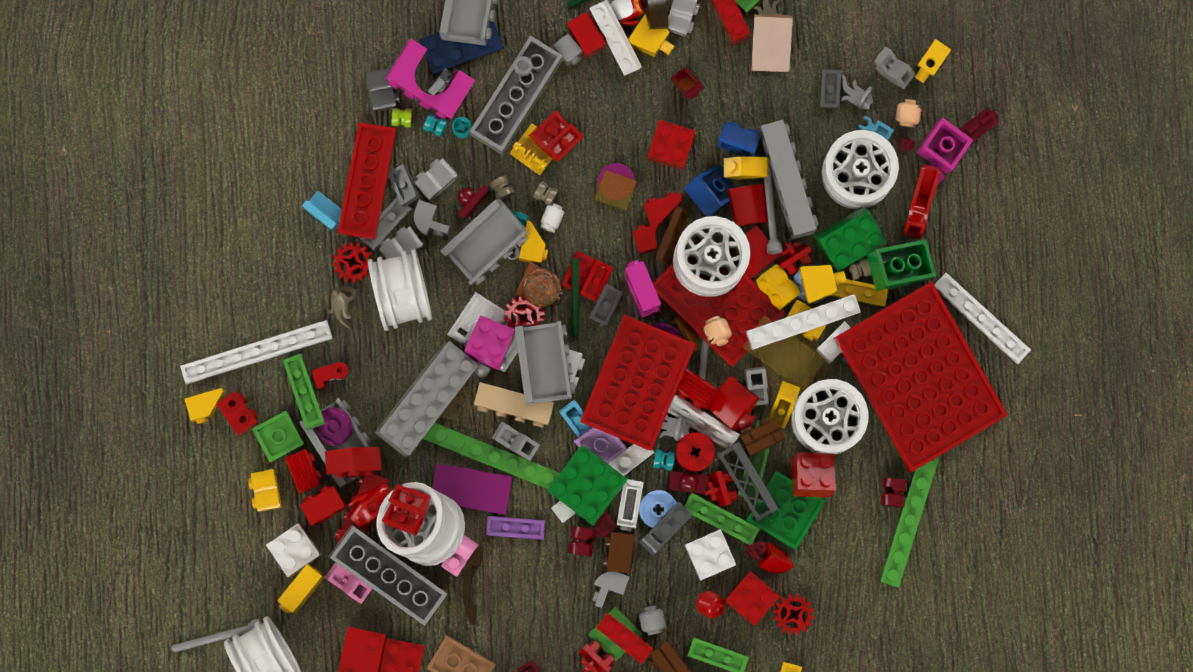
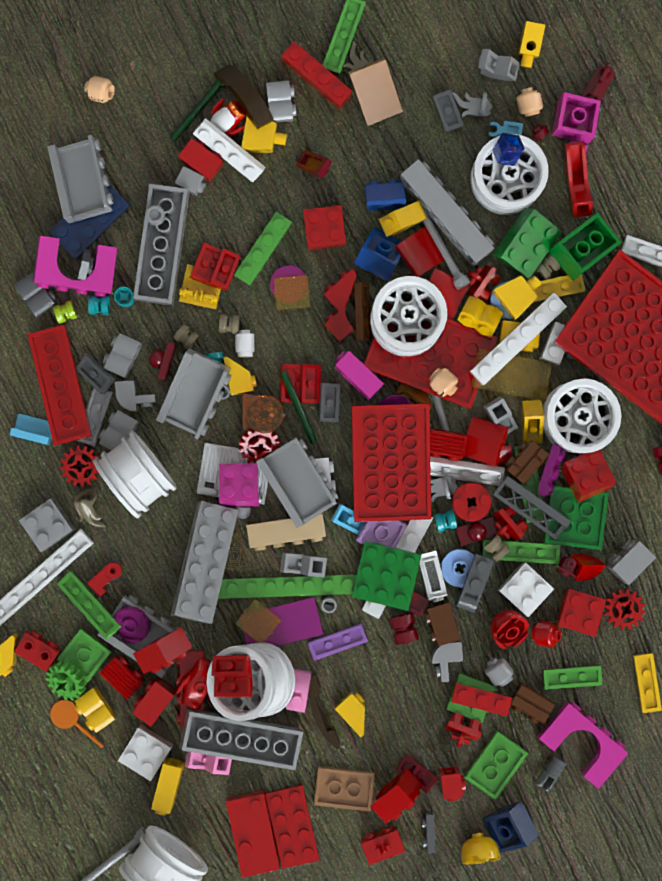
camera: 20 degrees left, 5 degrees up
(235, 484) = (65, 716): none -> orange piece
(253, 460) = (66, 680): none -> bright green gear
(298, 302) = (47, 524): none -> light grey brick
(451, 476) = (258, 621): none -> clear yellow piece
(501, 598) = (353, 711): none -> yellow slope
(520, 492) = (329, 608): none -> light grey hinge
(607, 139) = (263, 248): none -> bright green plate
(678, 584) = (509, 628): none -> red cylinder
(700, 504) = (497, 548): none -> dark tan wheel
(781, 455) = (551, 470): none -> magenta hinge
(818, 571) = (630, 561): none -> light grey brick
(867, 145) = (508, 149): none -> clear blue brick

